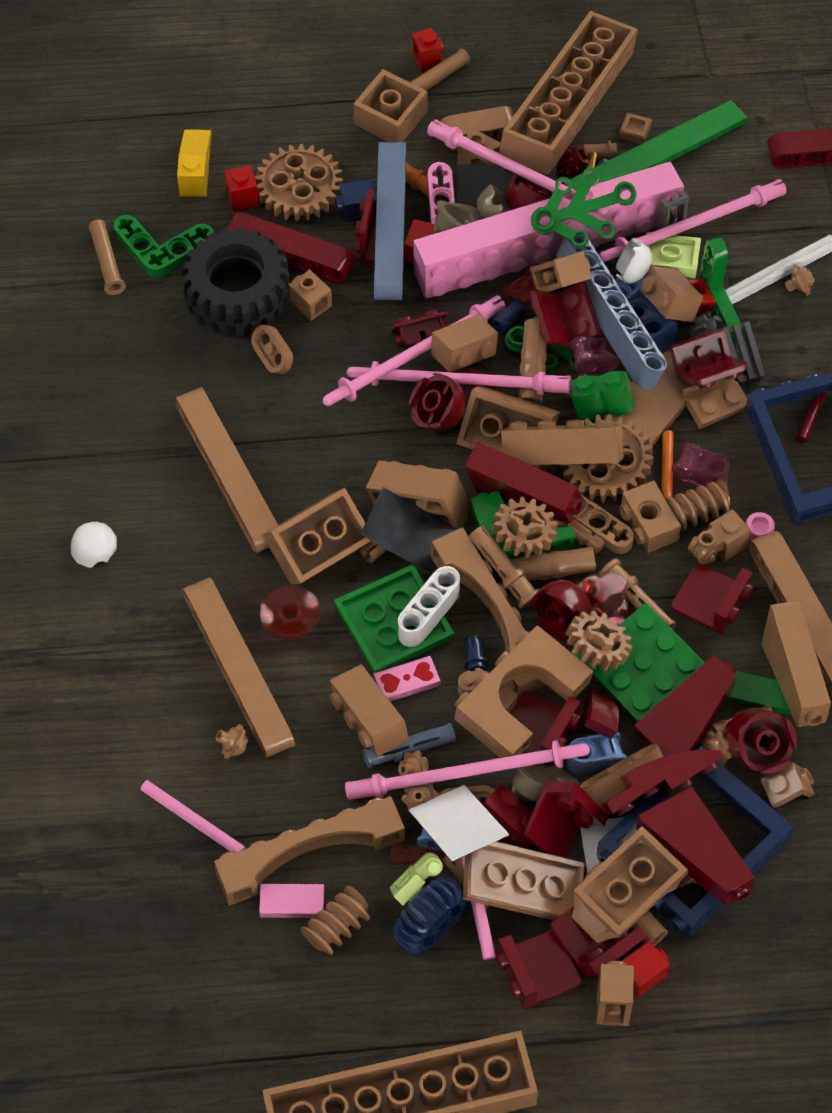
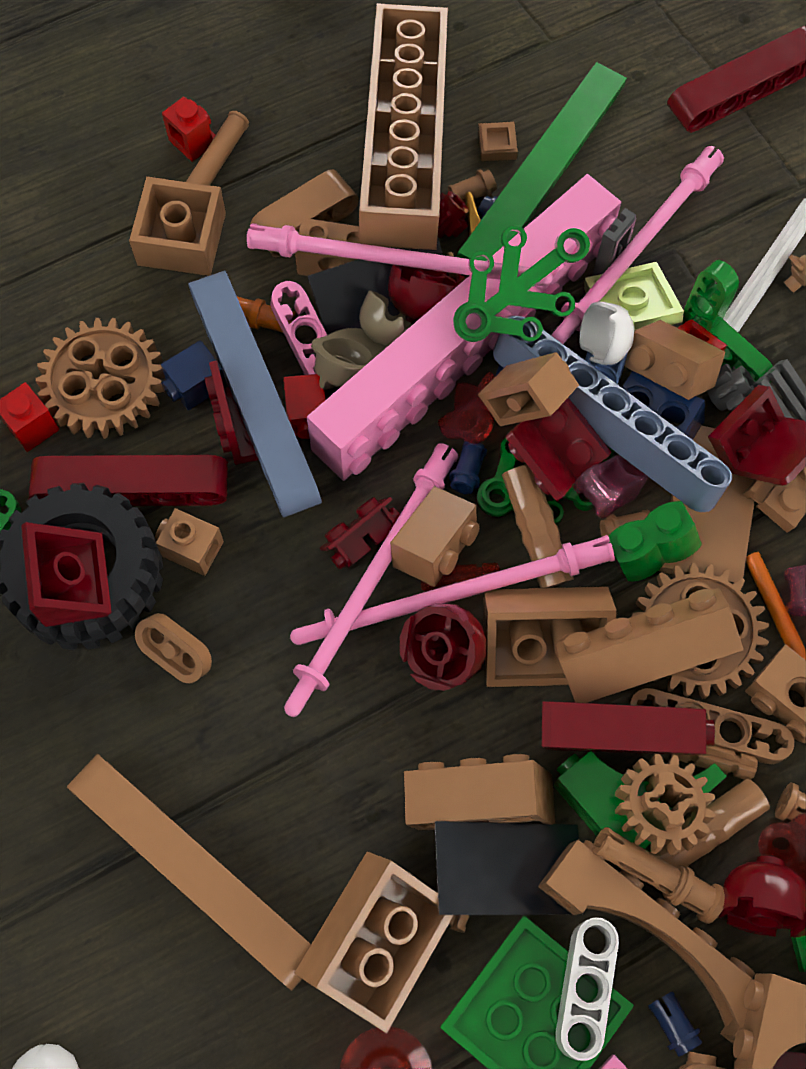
camera: 25 degrees left, 10 degrees up
(226, 272) = (65, 574): none -> dark red slope

